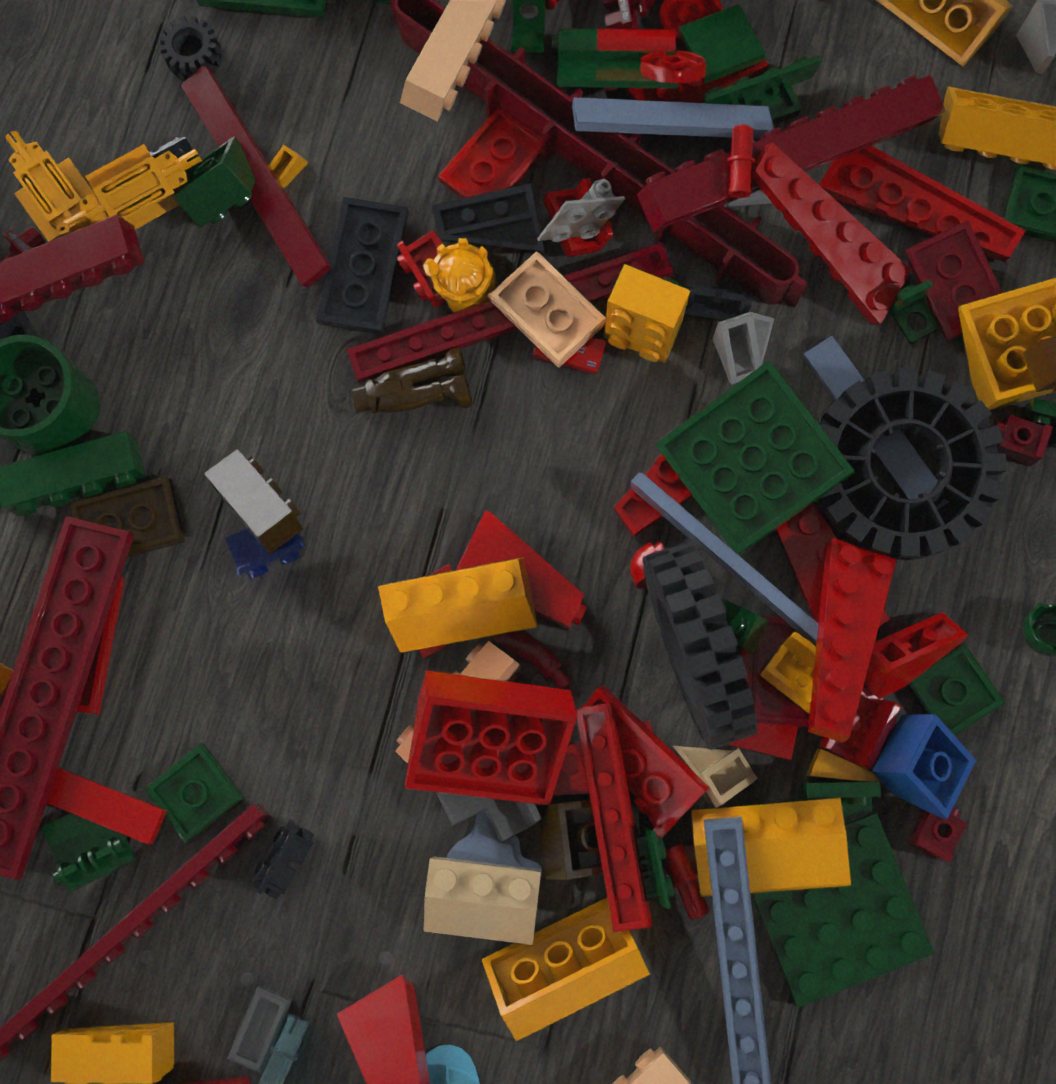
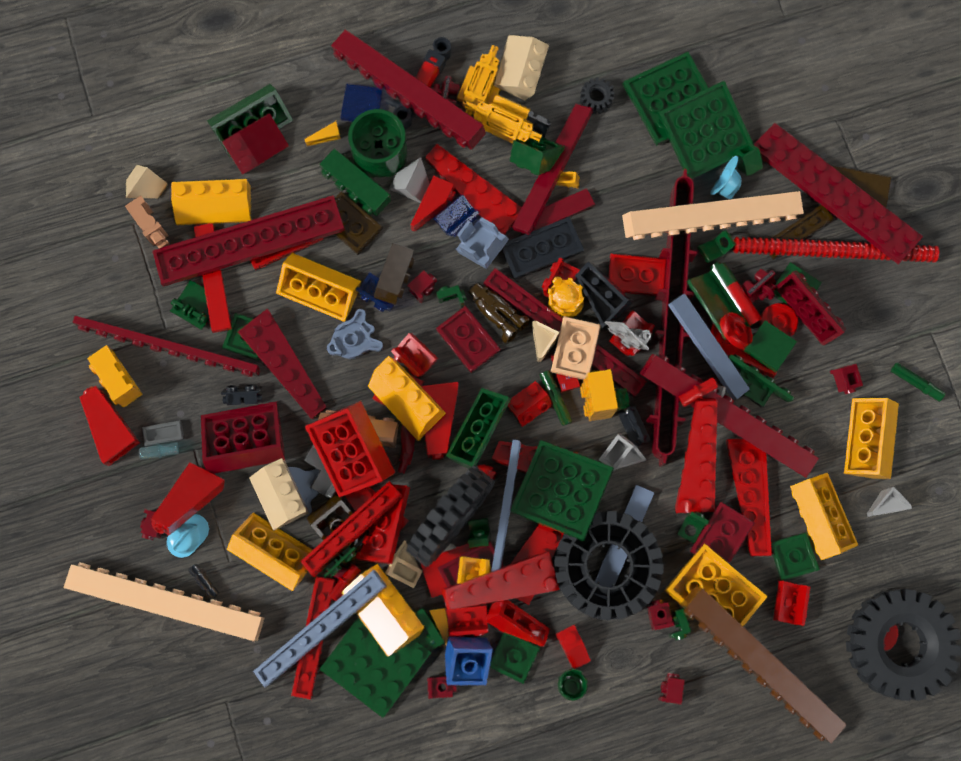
camera: 50 degrees right, 0 degrees up
(68, 120) = (521, 66): none -> tan slope
(130, 388) = (411, 181): none -> light grey slope
(183, 373) = (433, 202): none -> red slope
(192, 632) = (317, 286): none -> light orange slope
(229, 356) = (455, 216): none -> clear blue bracket
(233, 300) = (480, 194): none -> red wing
(250, 763) = (275, 352): none -> dark red wing
(293, 344) = (481, 242): none -> sand blue panel
(300, 473) = (422, 285): none -> dark red brick
(310, 629) = (353, 338): none -> sand blue tile
(327, 195) = (565, 208): none -> dark red tile
(339, 441) = (449, 293): none -> dark green bracket
(351, 904) = (241, 438): none -> dark red slope
(400, 551) = (414, 355): none -> red bracket
(427, 458) = (468, 339): none -> dark red tile
(502, 346) = (544, 339): none -> tan slope
(579, 523) = (478, 428): none -> dark green slope
(583, 383) = (555, 397): none -> dark green axle
(584, 429) = (529, 403): none -> red bracket
(781, 1023) = (309, 663): none -> red tile
(989, 593) = (573, 646): none -> red slope

